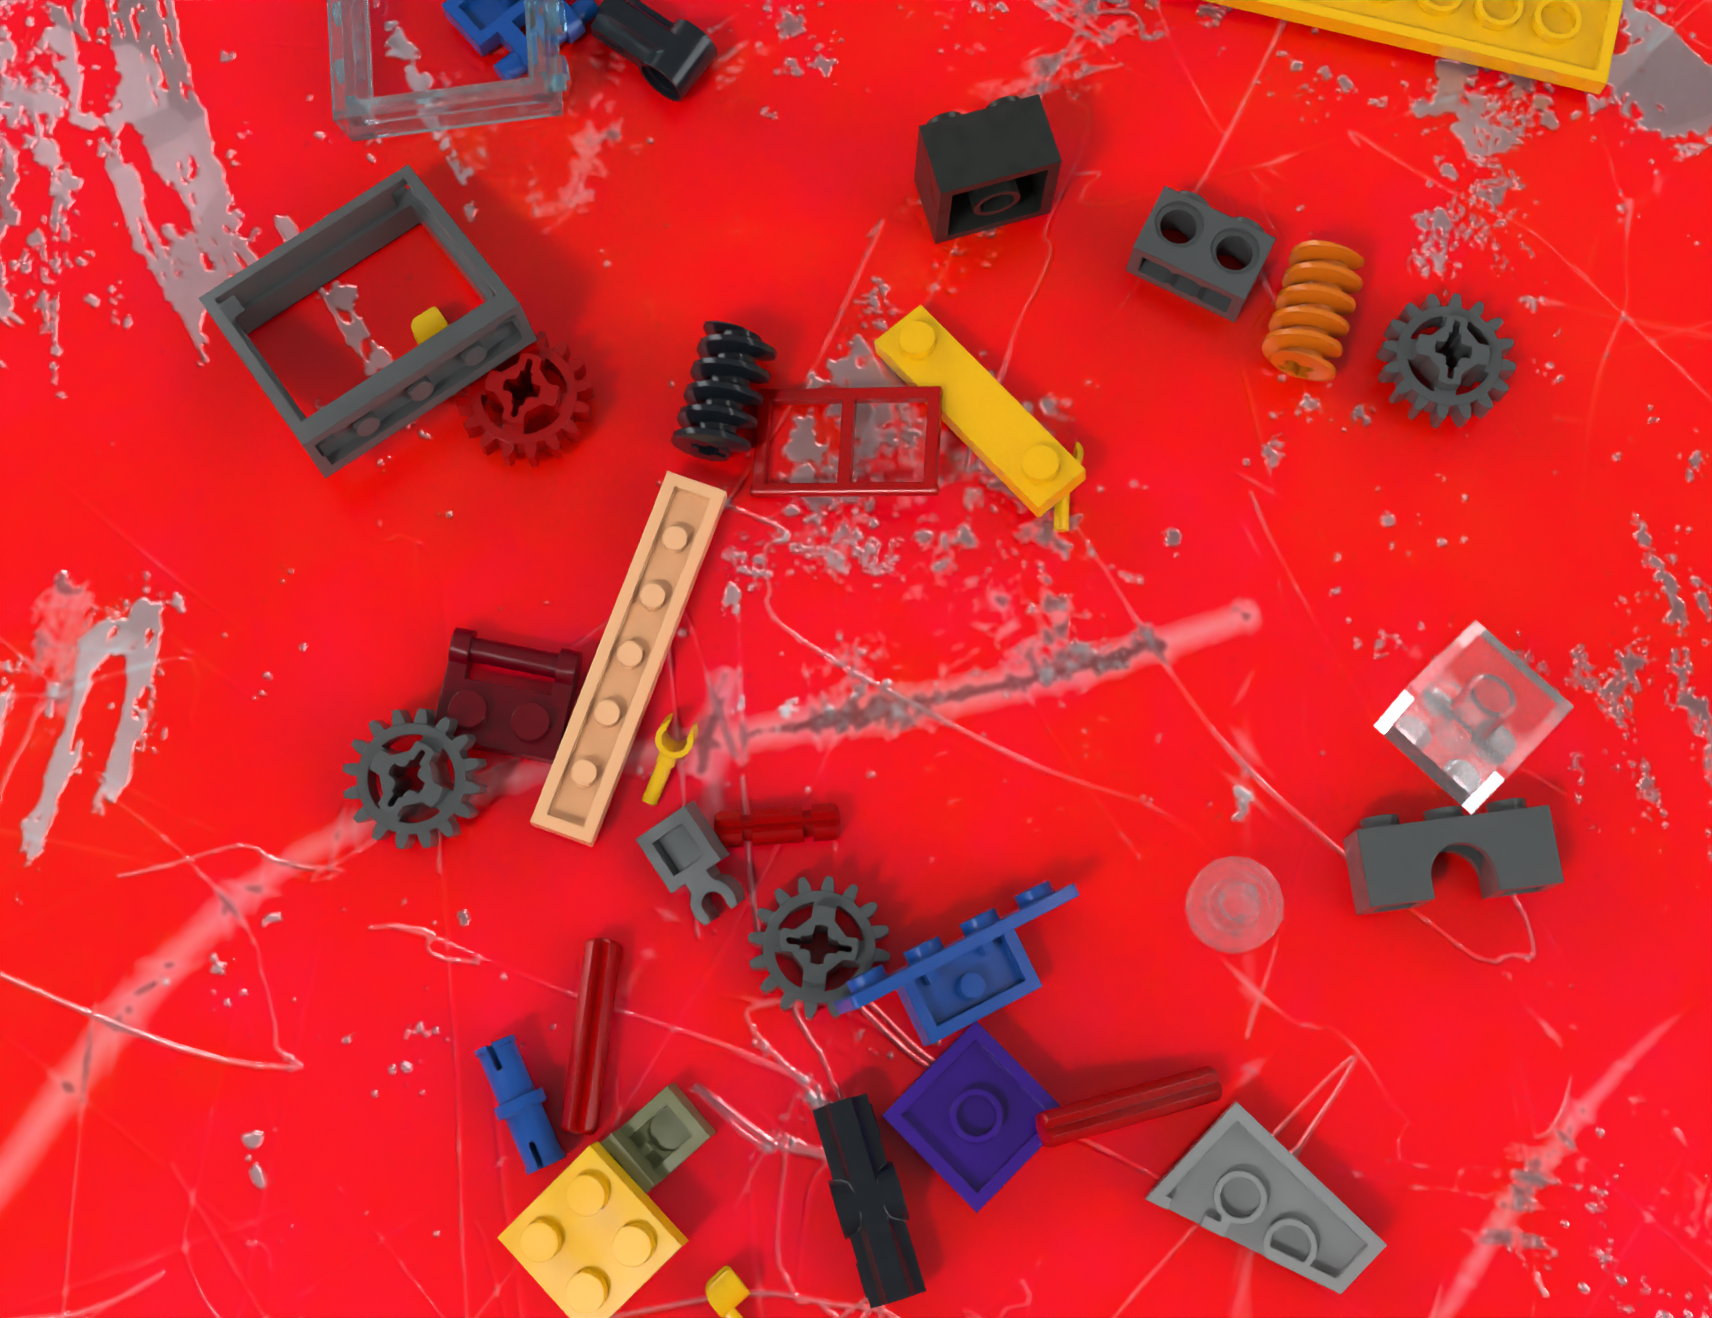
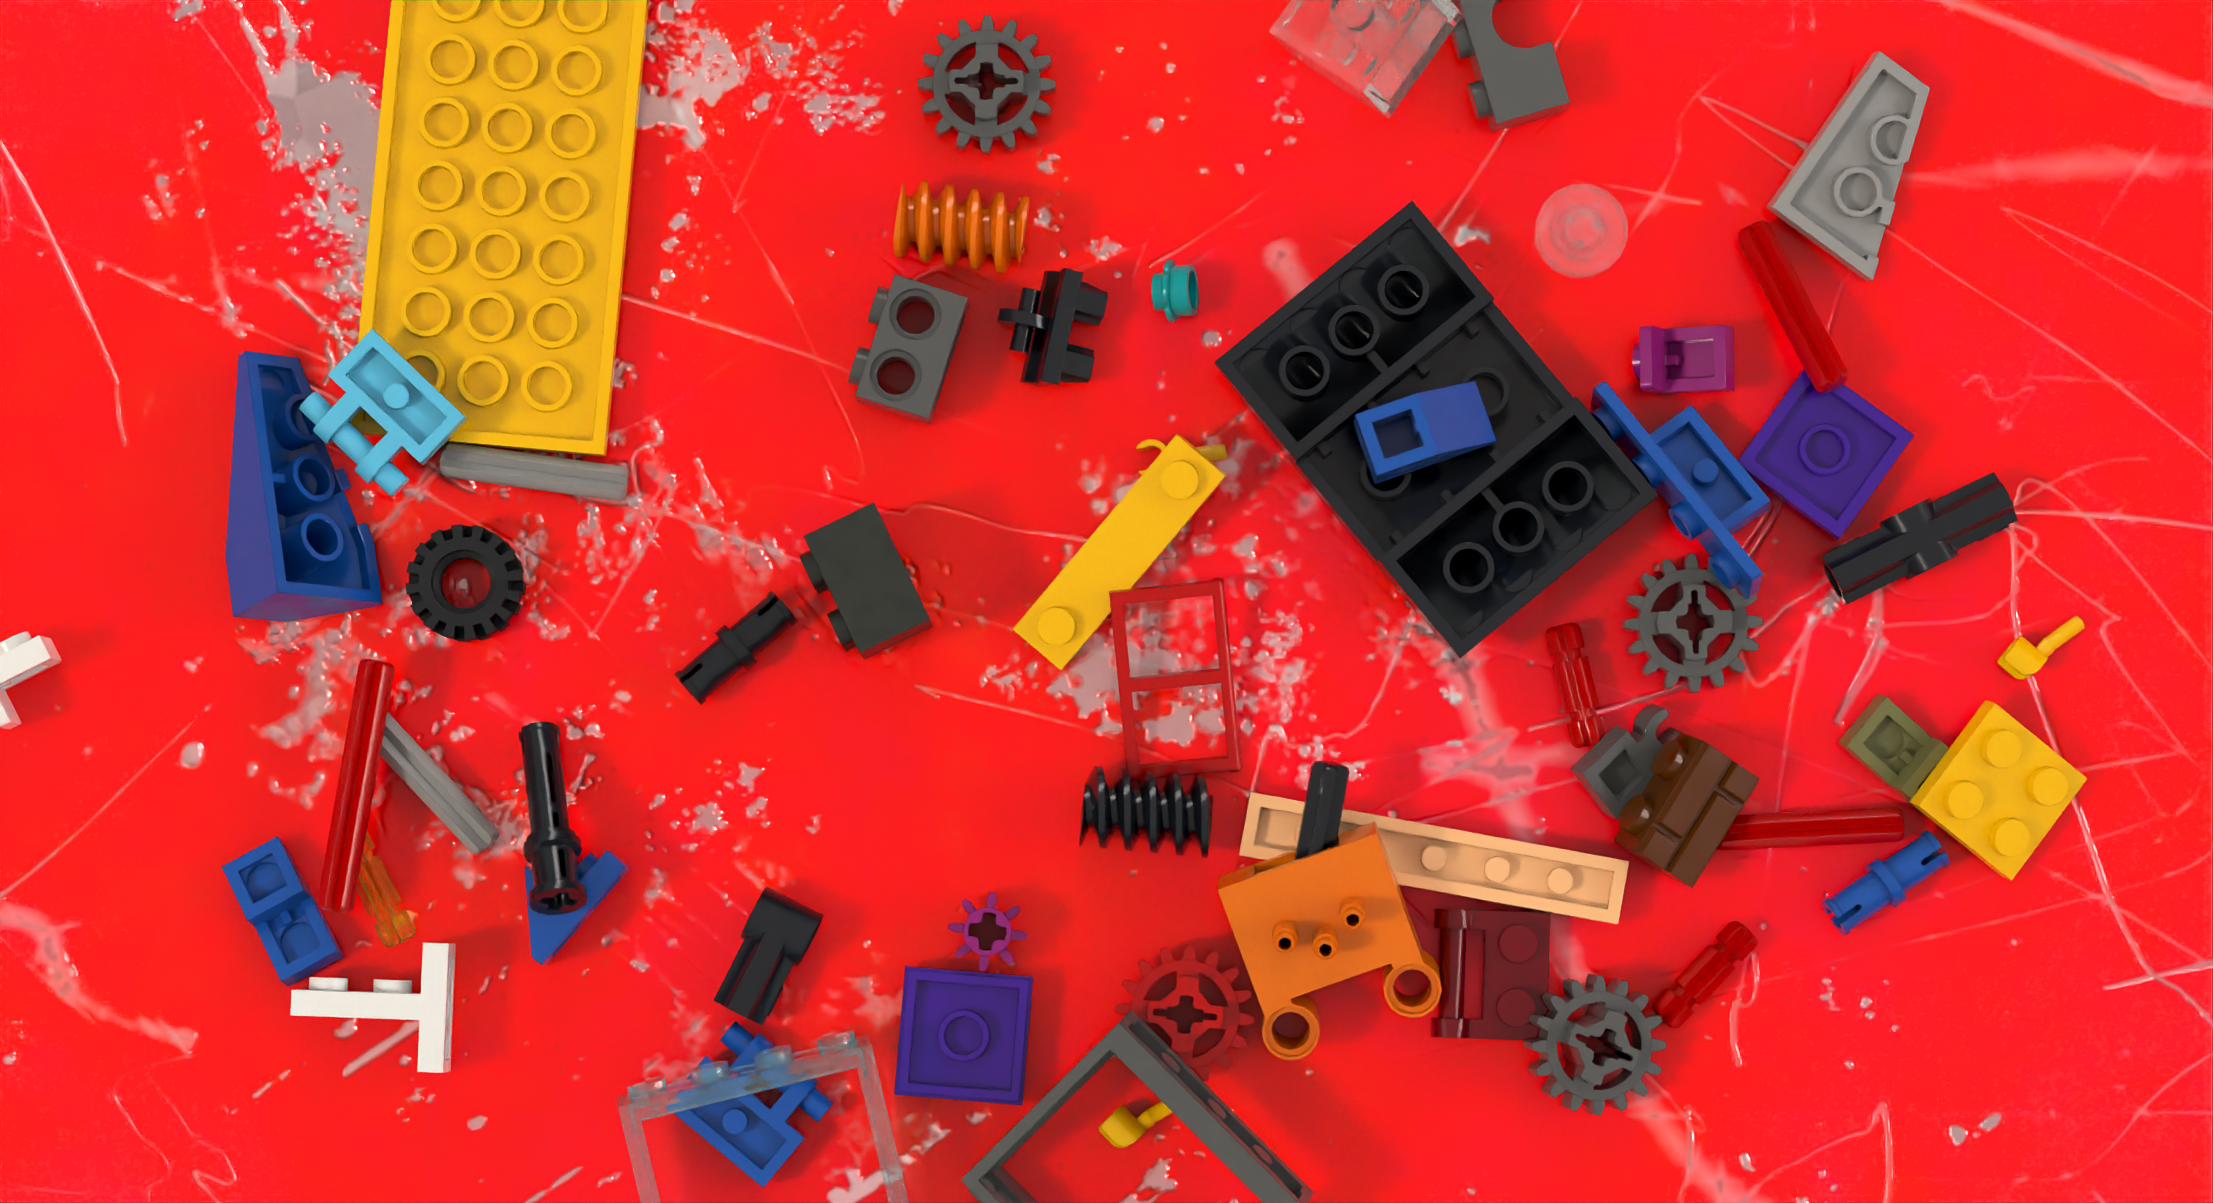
camera: 100 degrees left, 10 degrees up
(464, 904) = (1704, 974): none -> red axle
(546, 202) = (963, 1035): none -> dark purple plate
(587, 531) = (1323, 917): none -> orange piece
(632, 906) = (1684, 808): none -> reddish brown brick
(649, 246) = (1002, 920): none -> magenta gear
(669, 752) = (1519, 801): yellow hand -> none
(941, 59) = (736, 647): none -> black pin
(1054, 721) = (1469, 532): none -> black slope
(1056, 696) = (1423, 430): none -> blue slope
(1089, 985) = (1685, 359): none -> magenta bracket
(1224, 505) = (1175, 290): none -> teal plate
(1228, 399) = (1045, 324): none -> black hips

